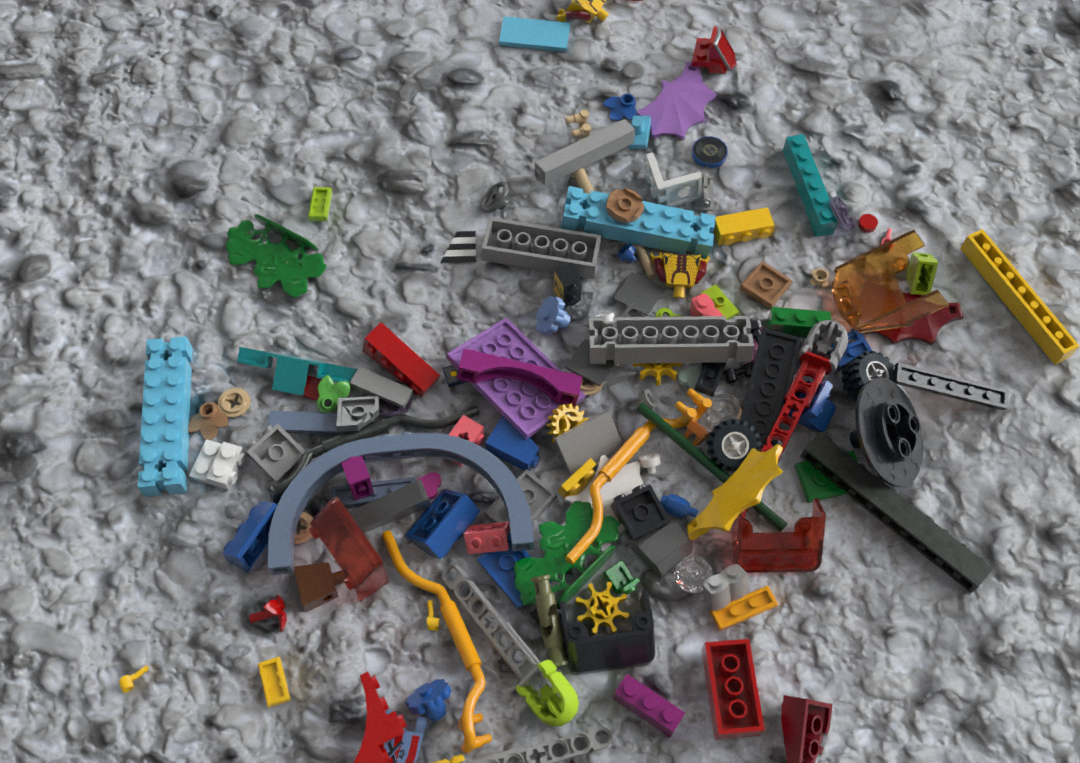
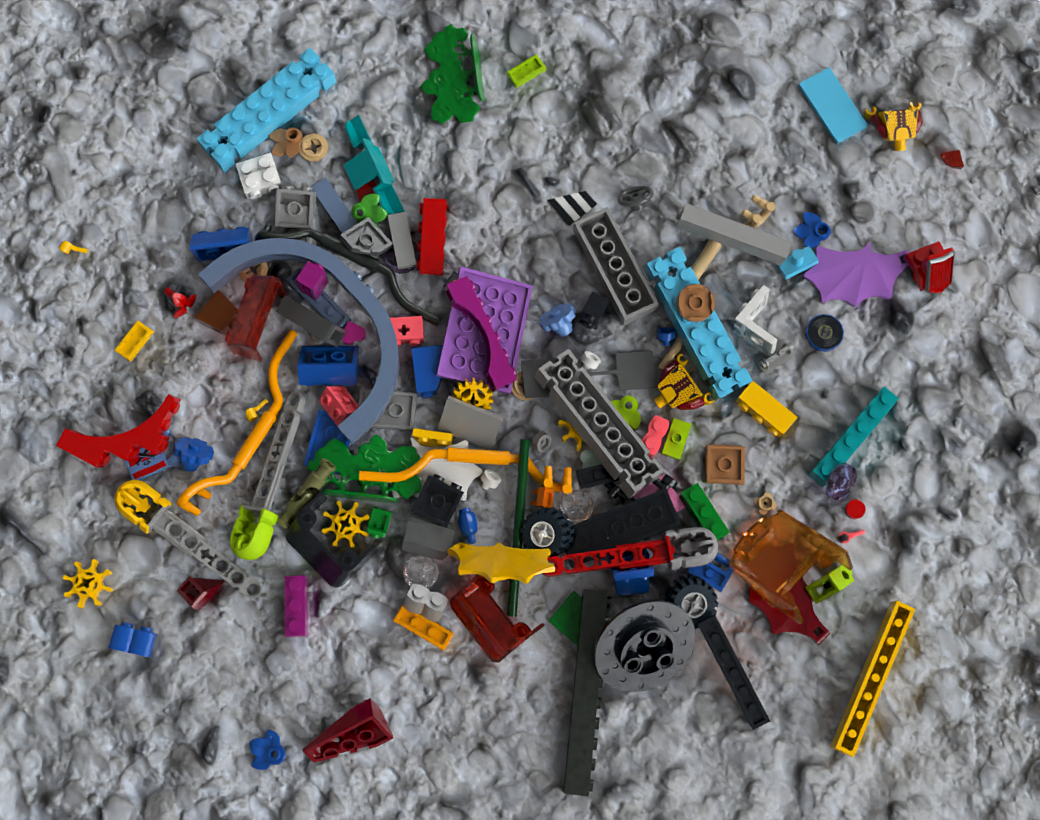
camera: 50 degrees right, 15 degrees up
(732, 689) = (349, 658): red brick -> none

